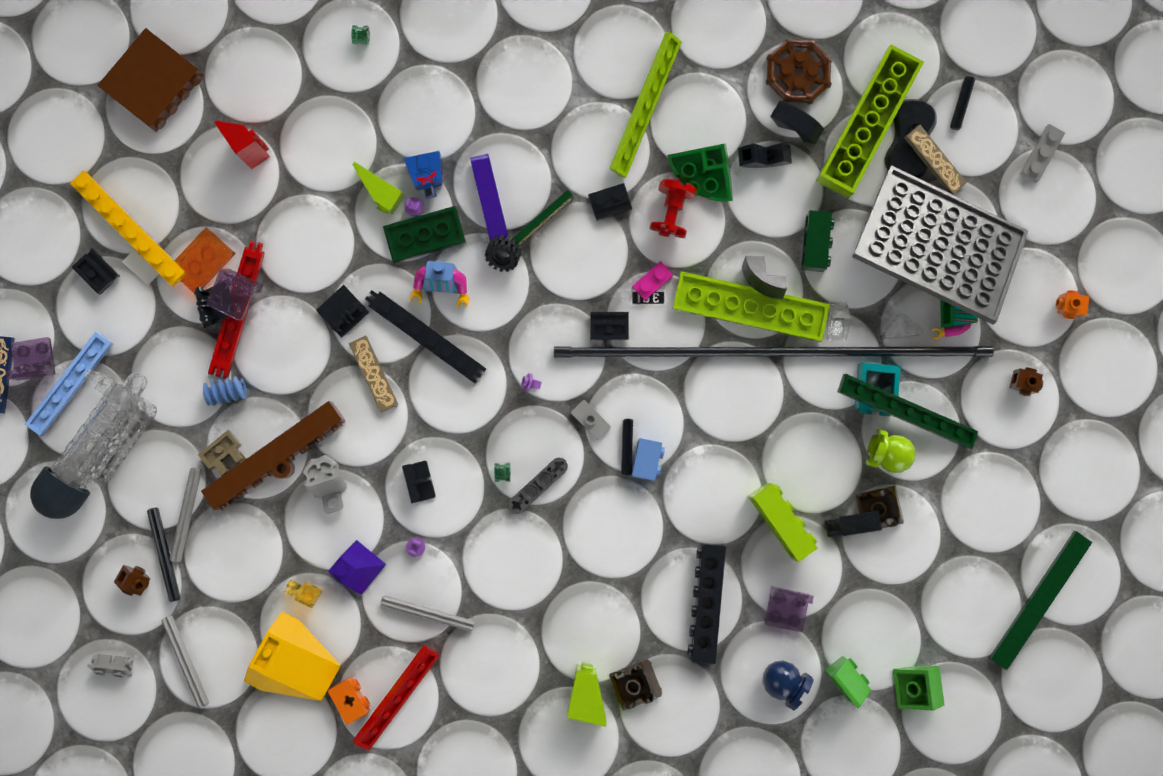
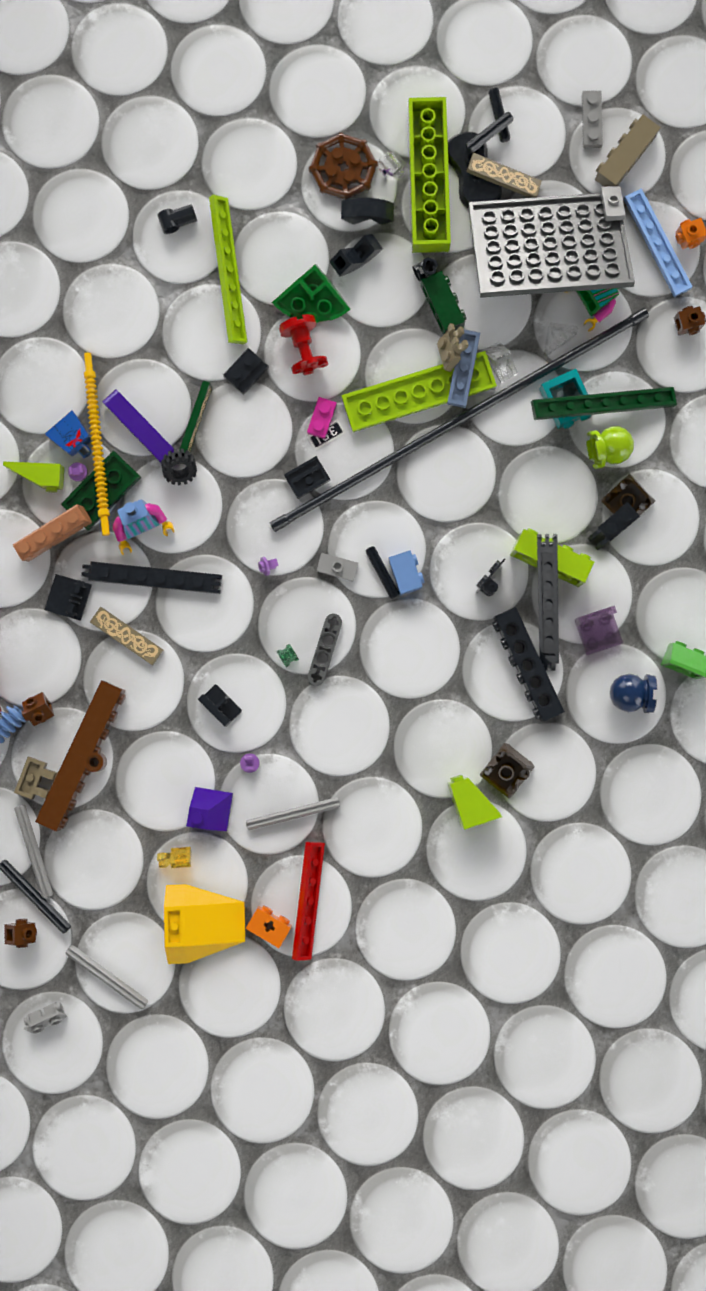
camera: 25 degrees left, 0 degrees up
(259, 394) = (37, 709): none -> reddish brown brick
(324, 481) = (138, 751): light grey piece -> none
(360, 248) = (52, 533): none -> nougat brick
(446, 186) = (90, 376): none -> yellow hose
(622, 33) = (173, 219): none -> black piece
(711, 510) = (488, 585): none -> black hinge
(755, 274) = (407, 361): brick -> none
(757, 558) = (548, 600): none -> black hinge
(800, 284) = (450, 348): none -> dark tan plate
(801, 309) = (463, 371): none -> sand blue plate
(818, 202) = (425, 268): none -> black piece
(841, 95) = (391, 166): none -> clear head
(944, 114) = (489, 132): none -> black axle
(1018, 239) = (612, 203): none -> light grey plate
(1038, 296) = (657, 242): none -> light blue plate
(1056, 201) = (628, 152): none -> dark tan brick

